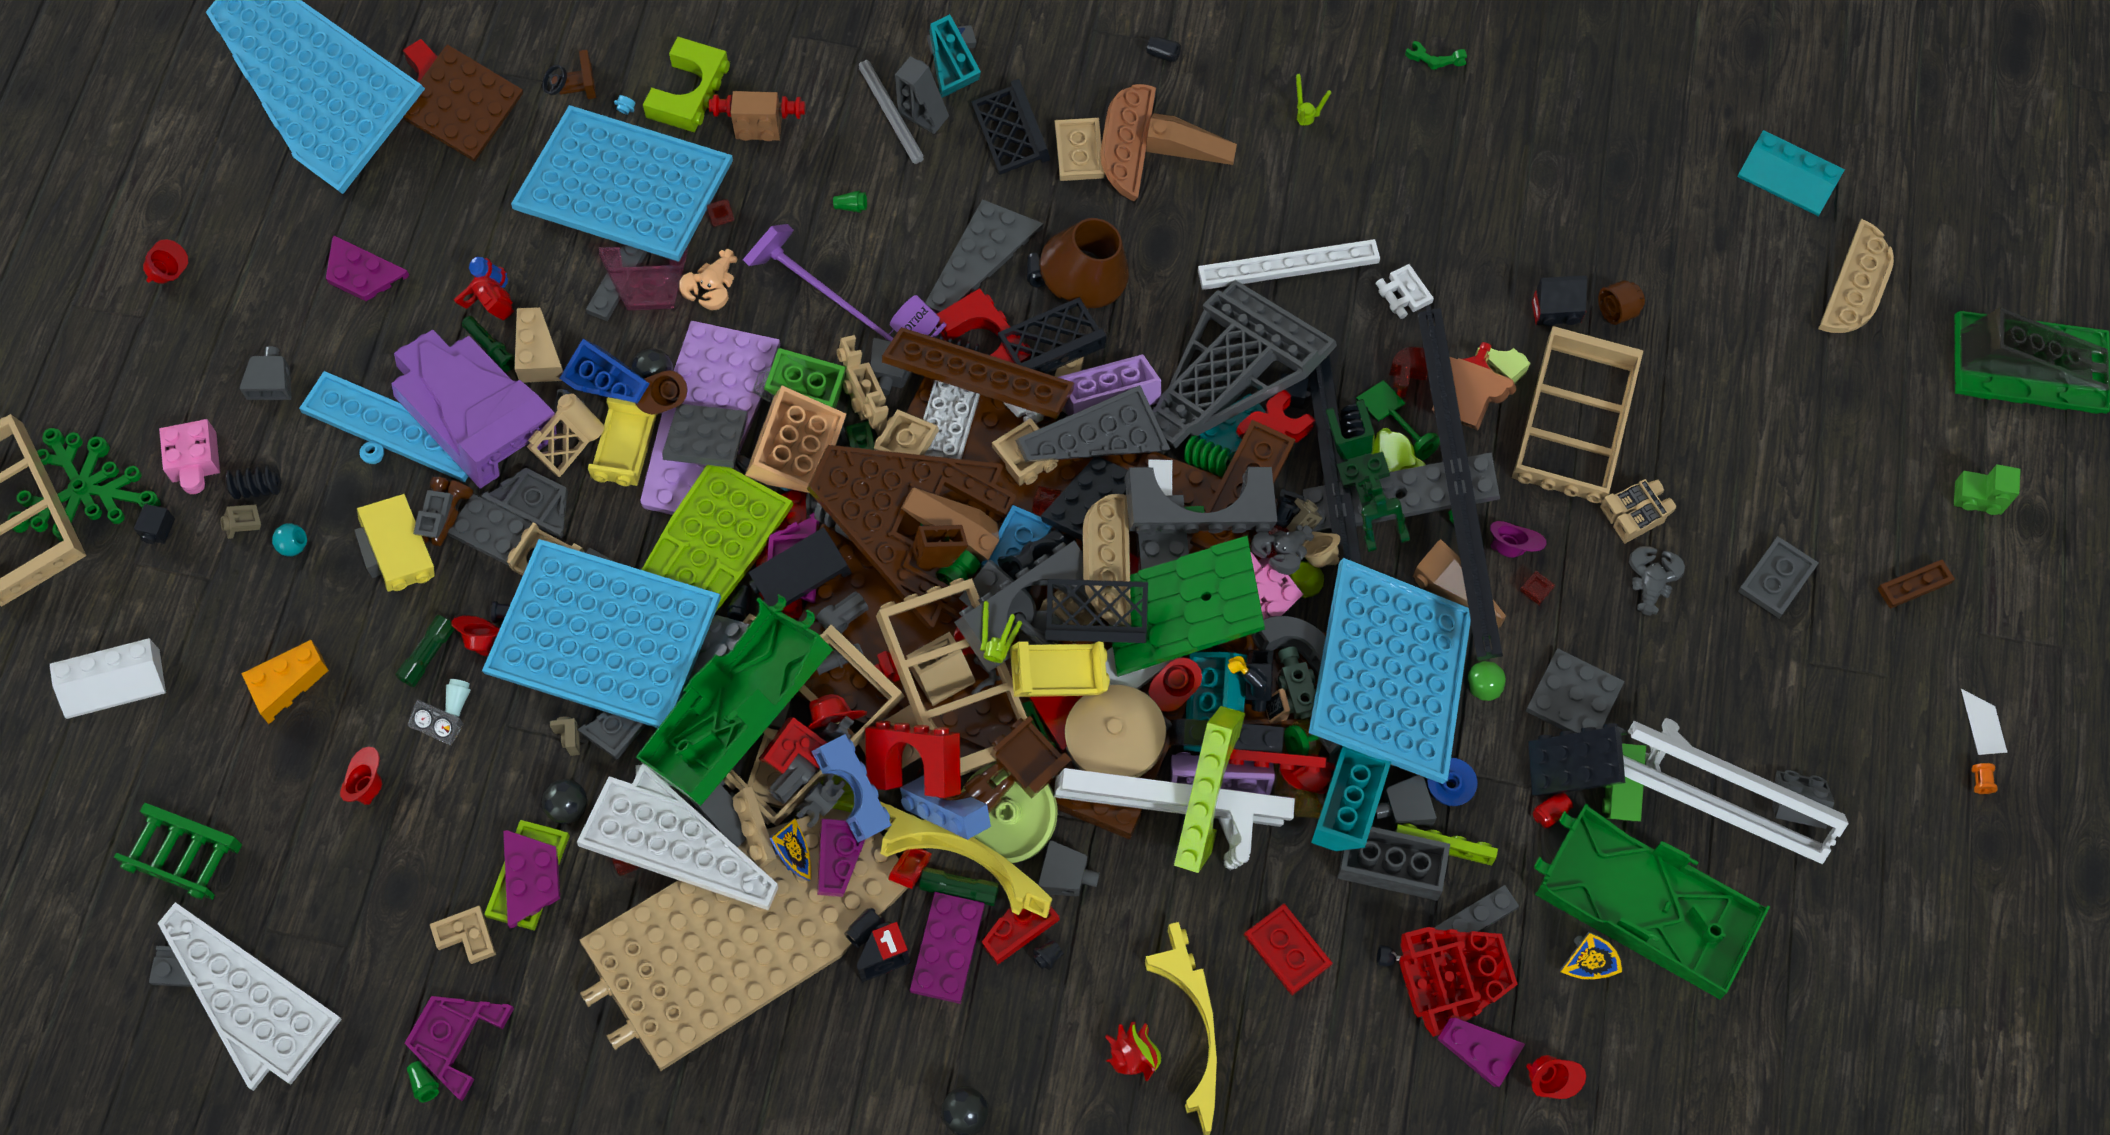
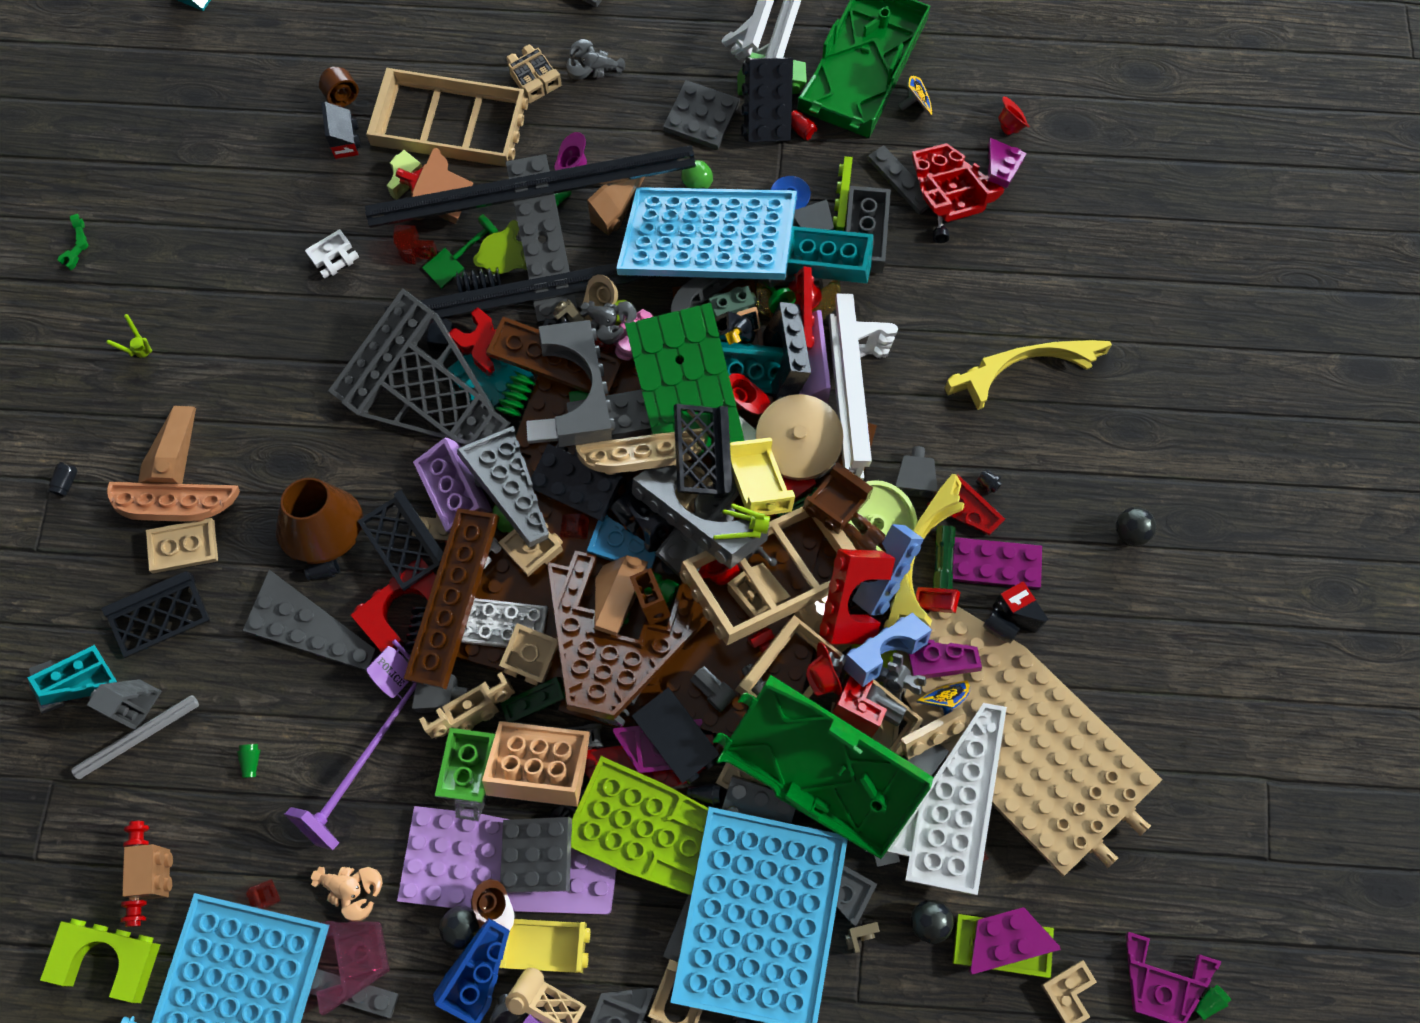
camera: 95 degrees left, 5 degrees up
(1134, 1052) = (1059, 403): red hair -> none
(1198, 832) = (878, 363): lime arch -> none
(1288, 949) = (947, 304): red tile -> none
(1289, 264) = (308, 350): white plate -> none
(1363, 471) = (526, 264): dark green piece -> none
(1537, 587) = (611, 141): clear red plate -> none

